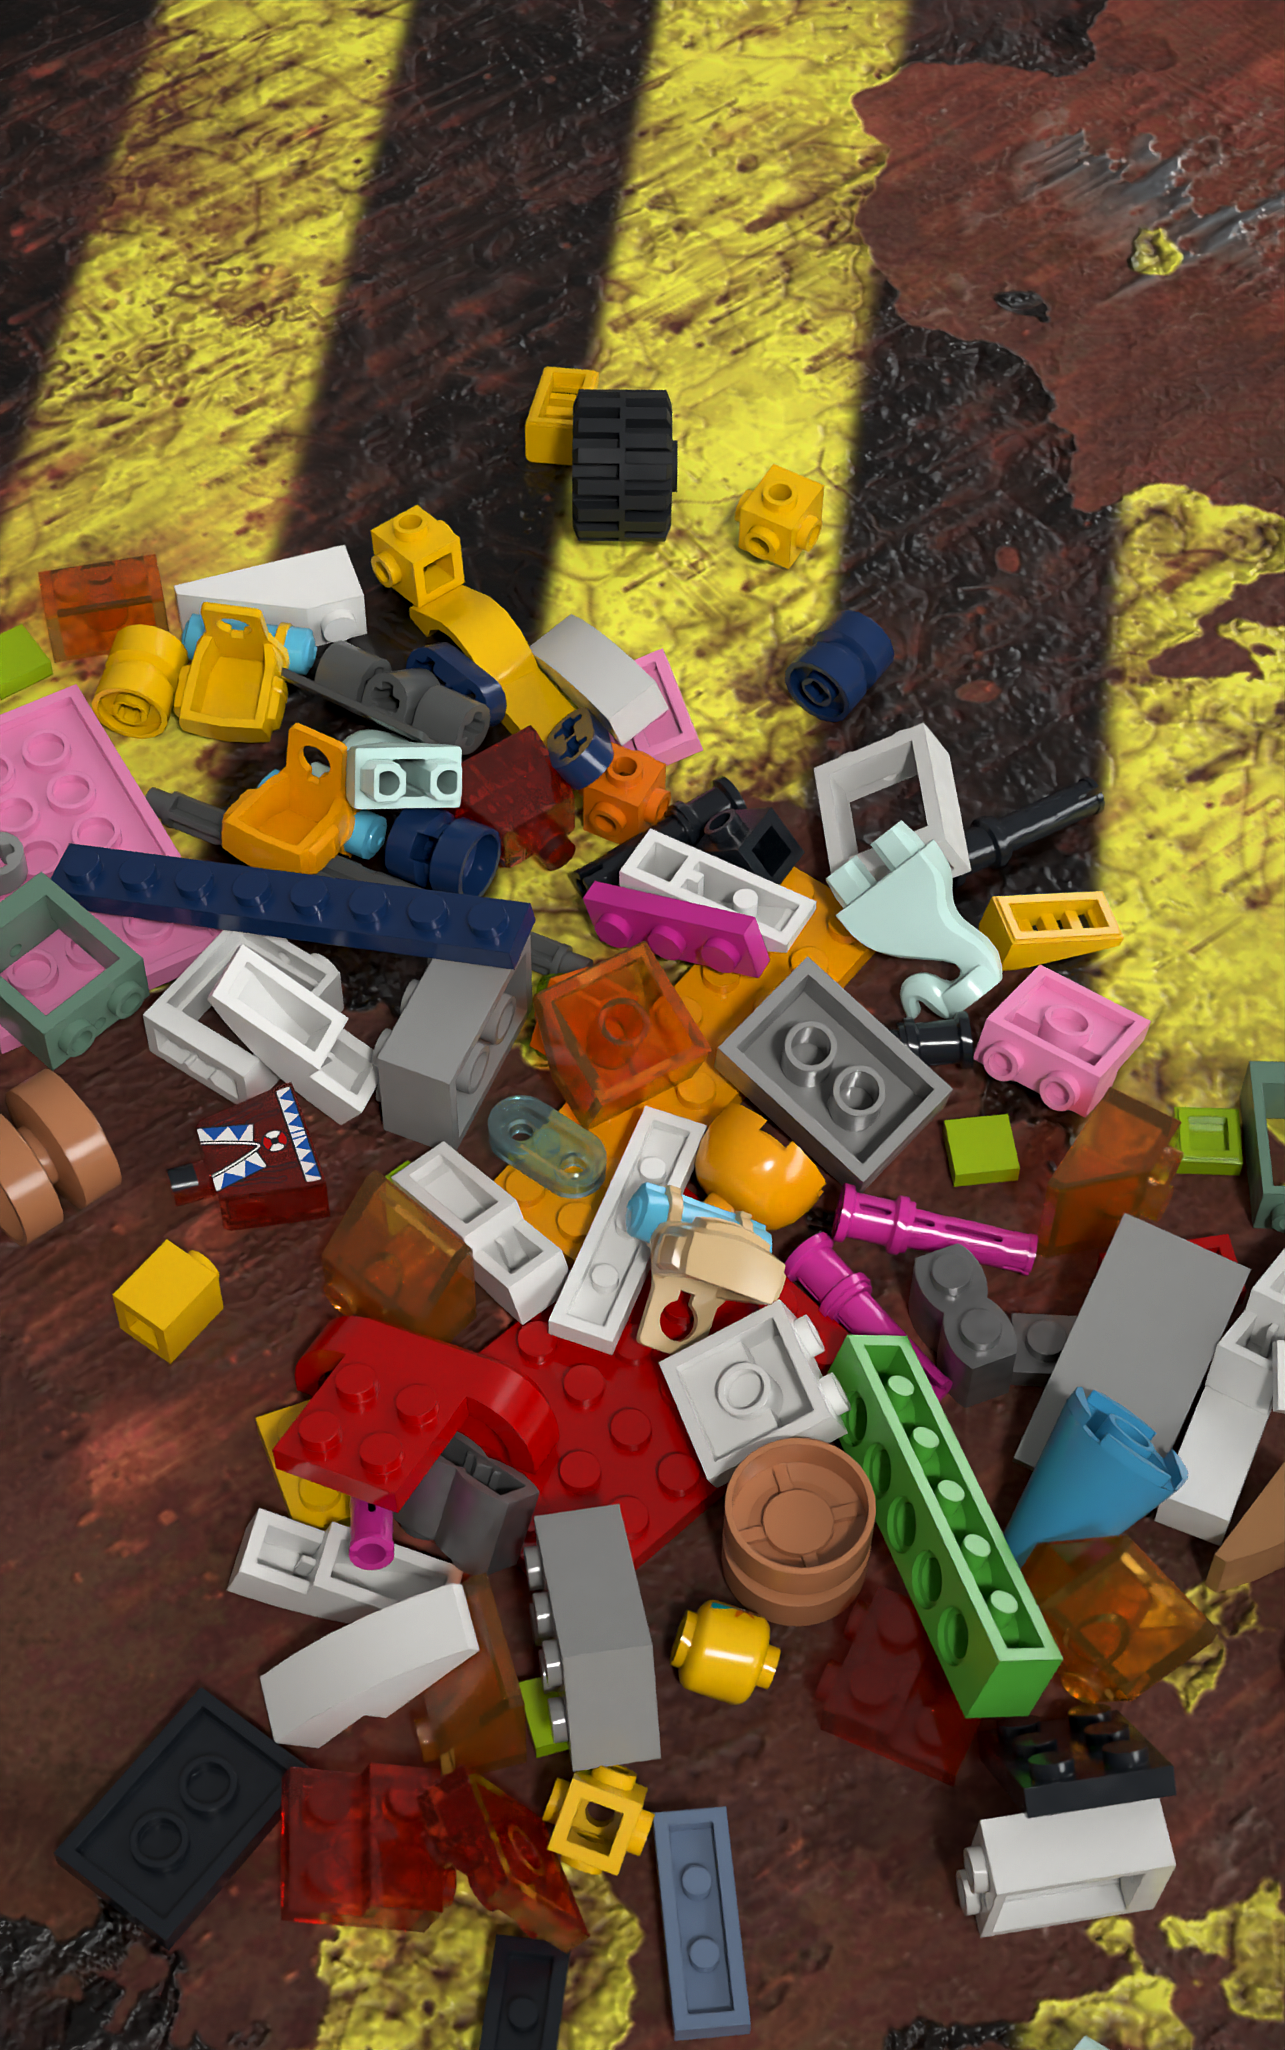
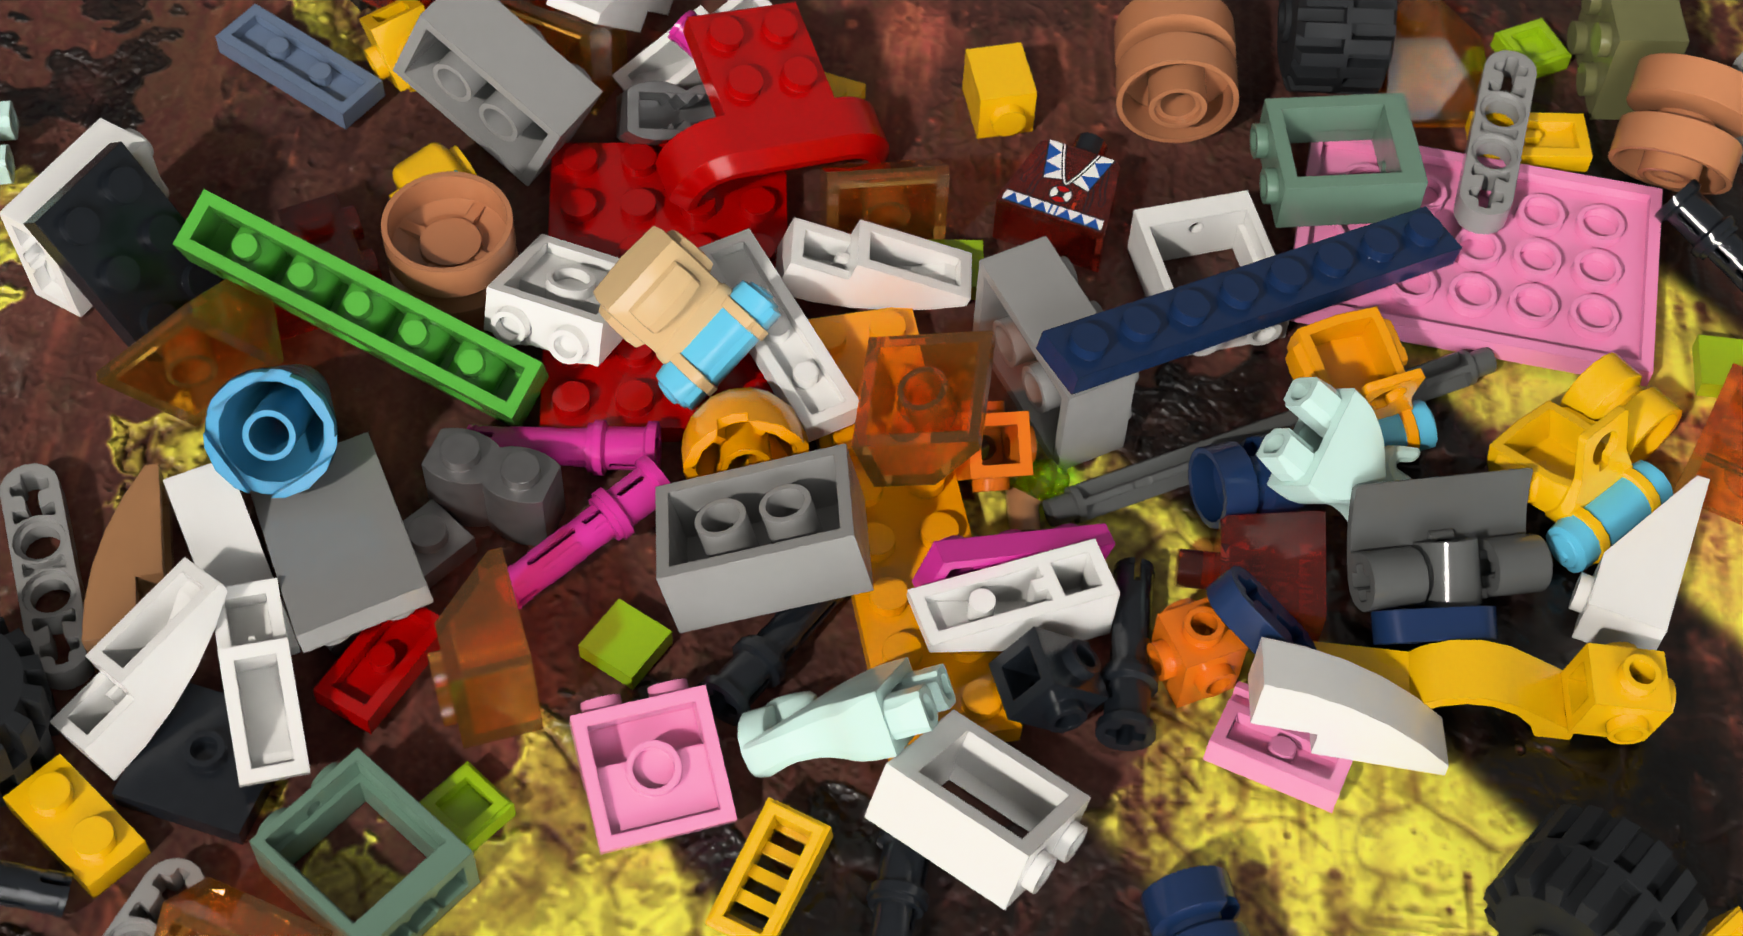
camera: 130 degrees right, 0 degrees up
(296, 1035) = (1140, 231): white slope -> none
(553, 1146) = (893, 319): clear light blue plate -> none

